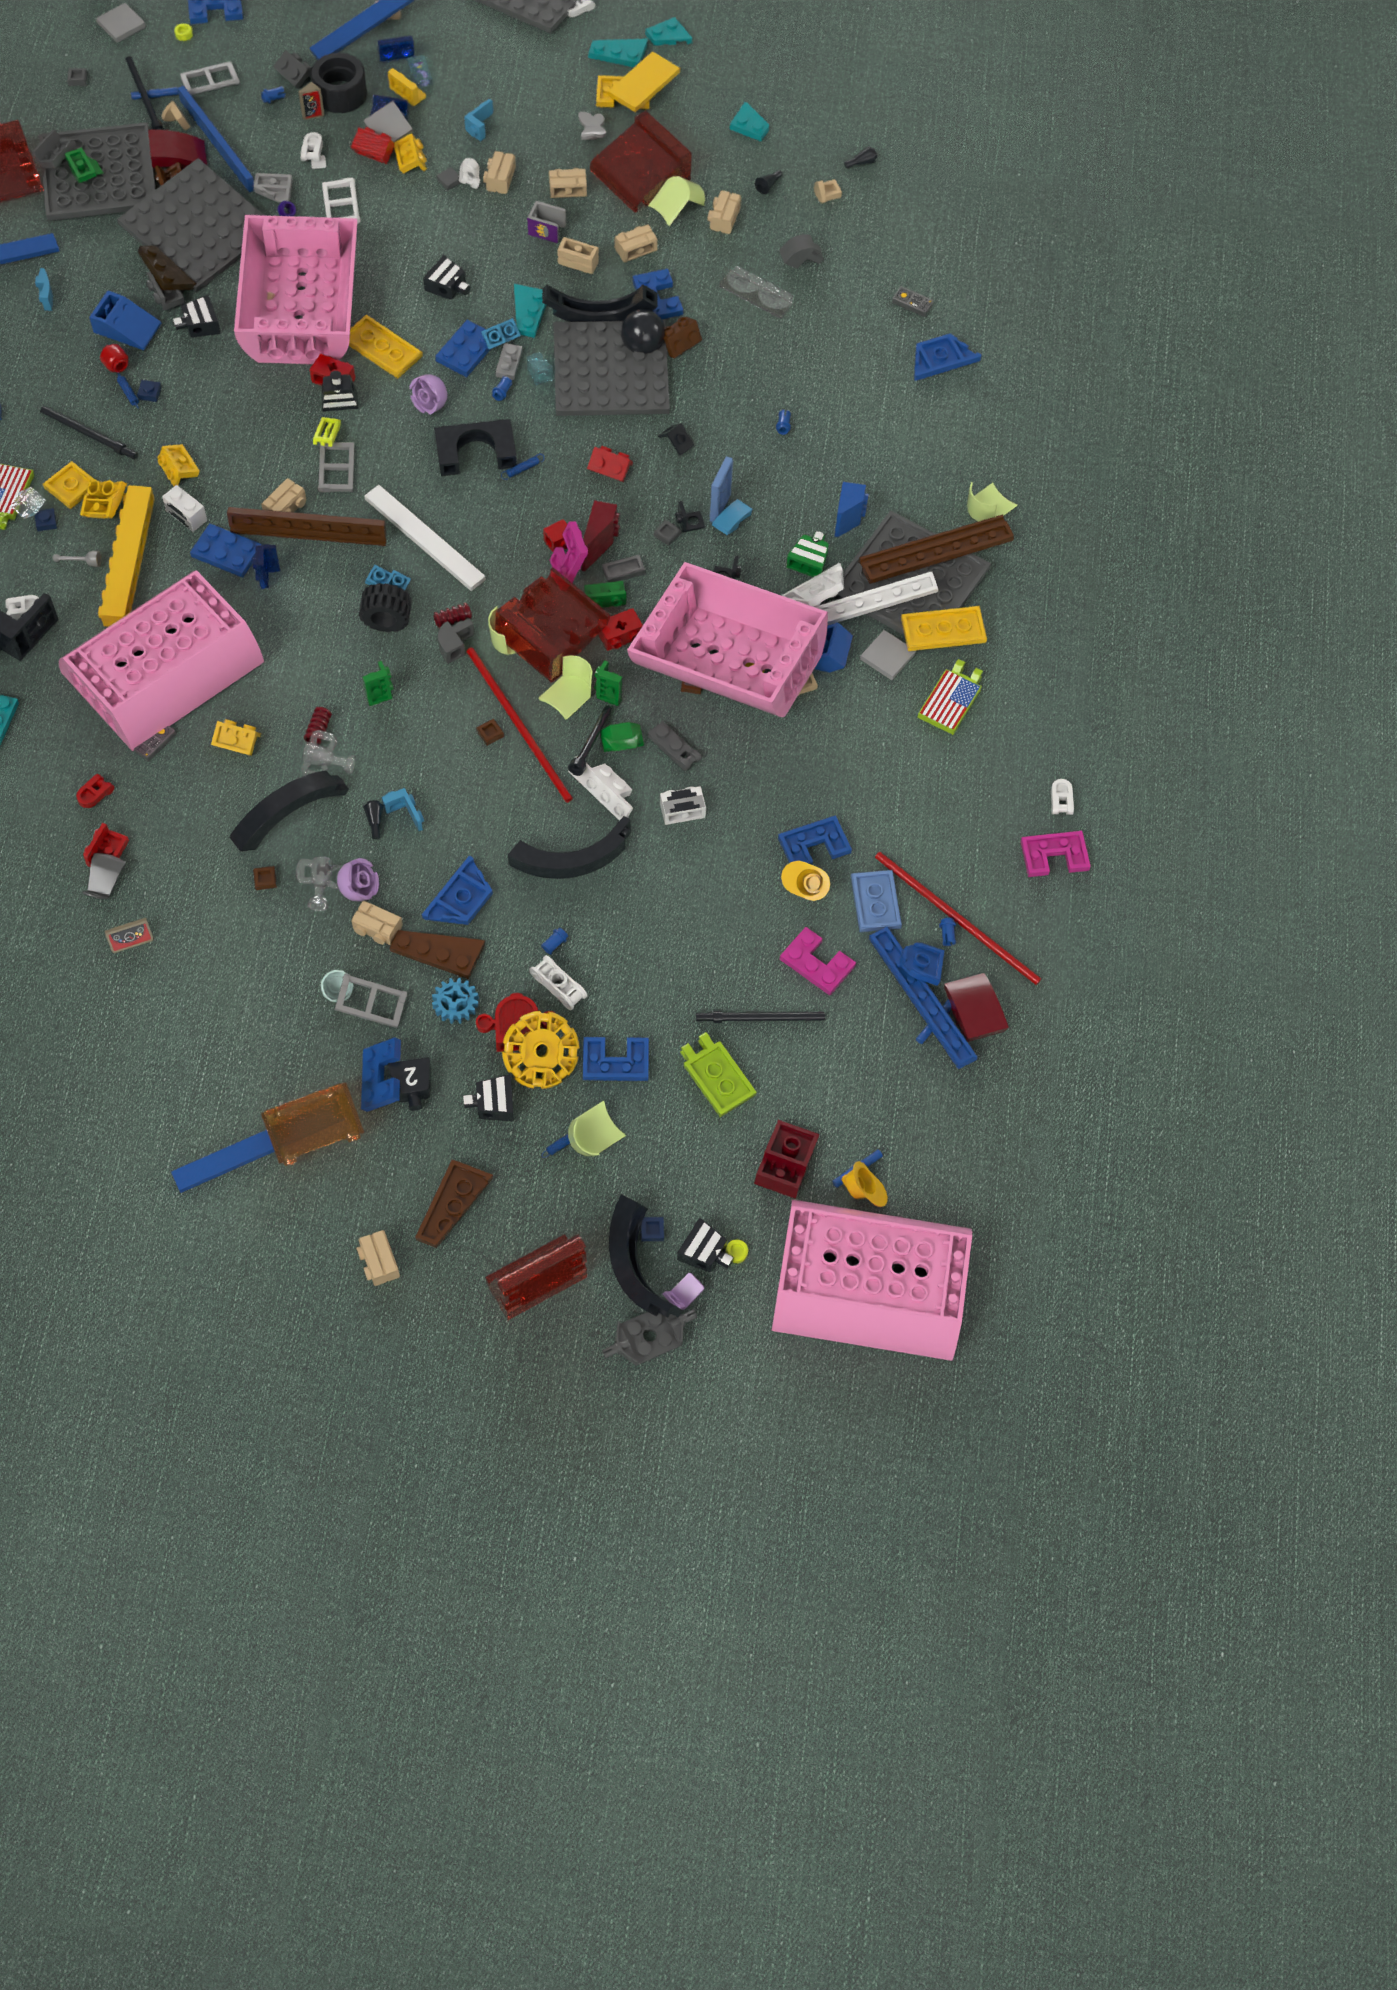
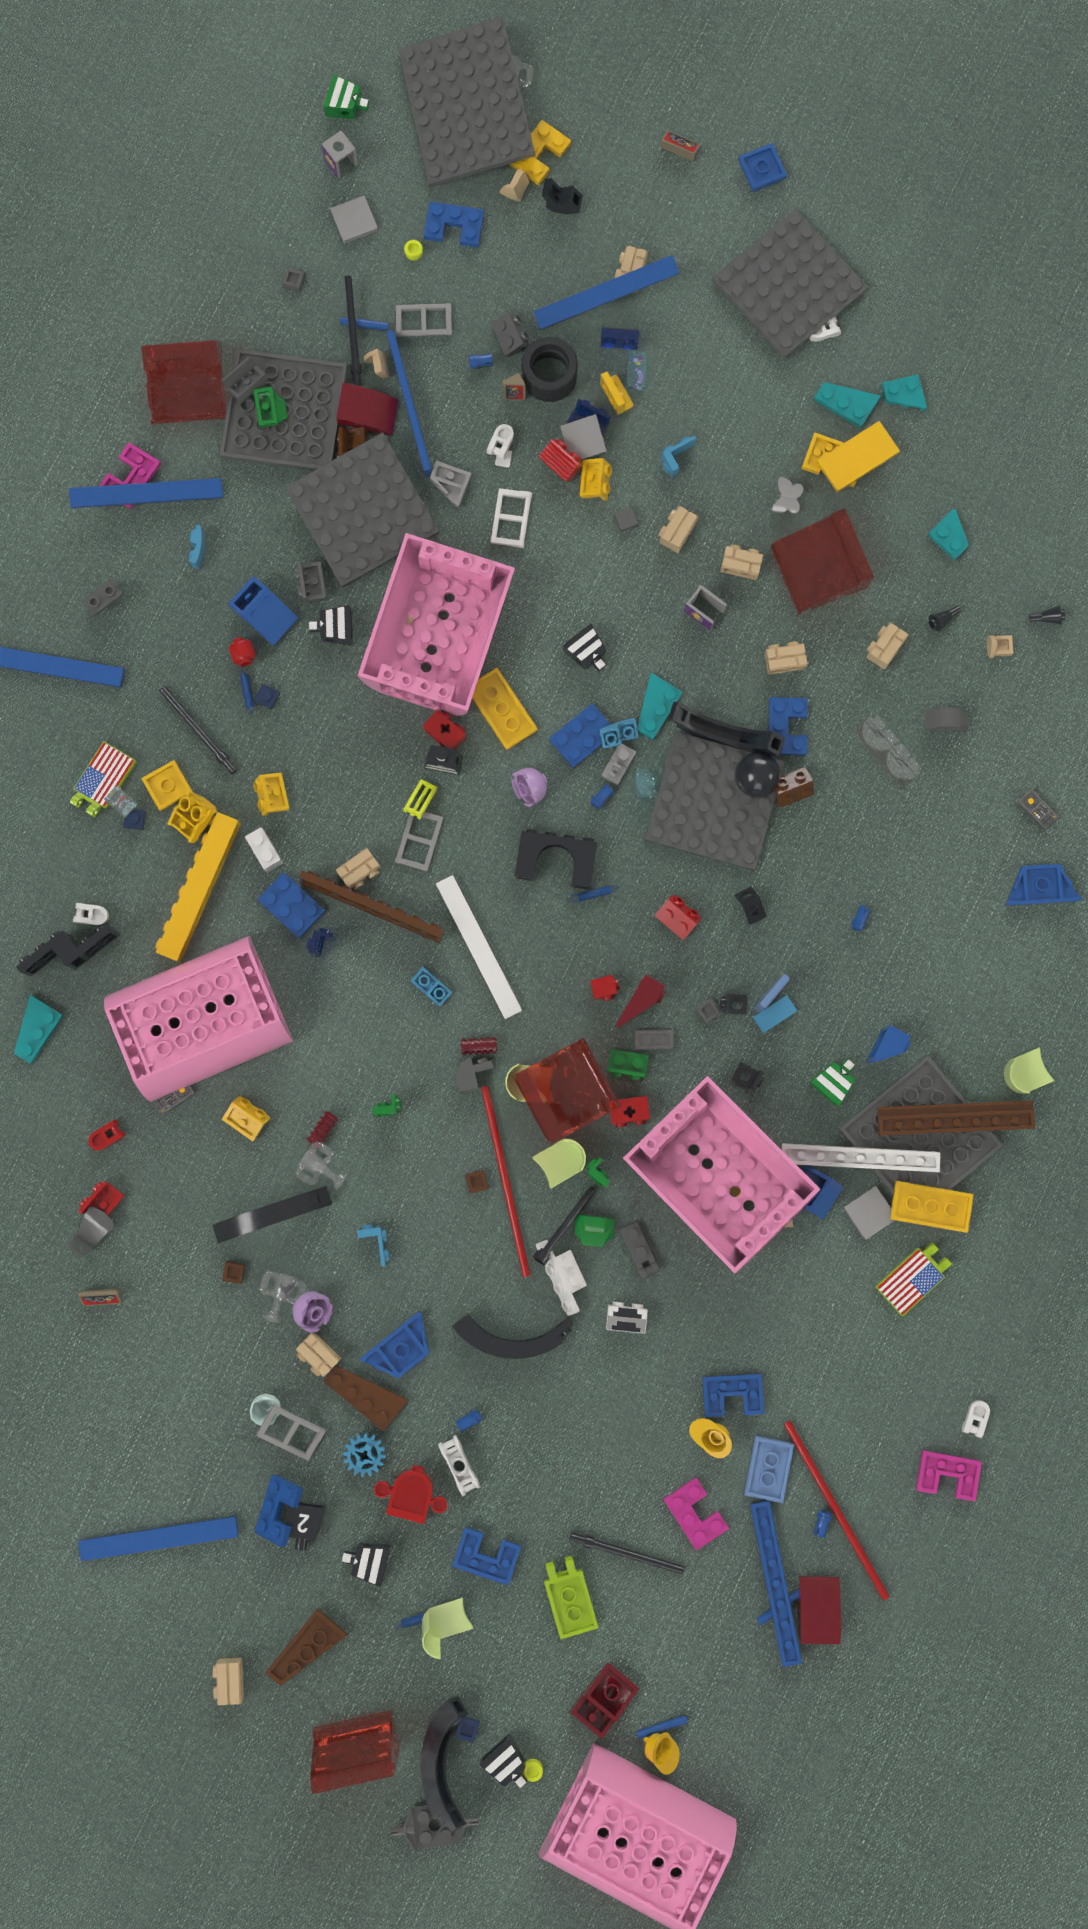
camera: 20 degrees right, 20 degrees up
(92, 558) = (166, 878): light grey hinge -> none
(164, 270) = (315, 561): dark brown wing -> none
(289, 205) = (459, 516): dark purple plate -> none
(312, 1122) = (205, 1536): clear orange windscreen -> none
(373, 812) = (347, 1238): black cone -> none
(385, 607) = (416, 1027): black tyre -> none
(469, 173) = (650, 515): white plate -> none
(529, 1043) = (420, 1548): yellow plate -> none
(571, 562) = (603, 1024): dark pink plate -> none
(578, 255) = (723, 660): tan brick -> none
(674, 196) = (845, 613): yellowish green piece -> none
(684, 1292) = (474, 1797): lavender bracket -> none
(819, 587) = (825, 1126): white wing -> none
(923, 962) = (788, 1550): blue tile -> none

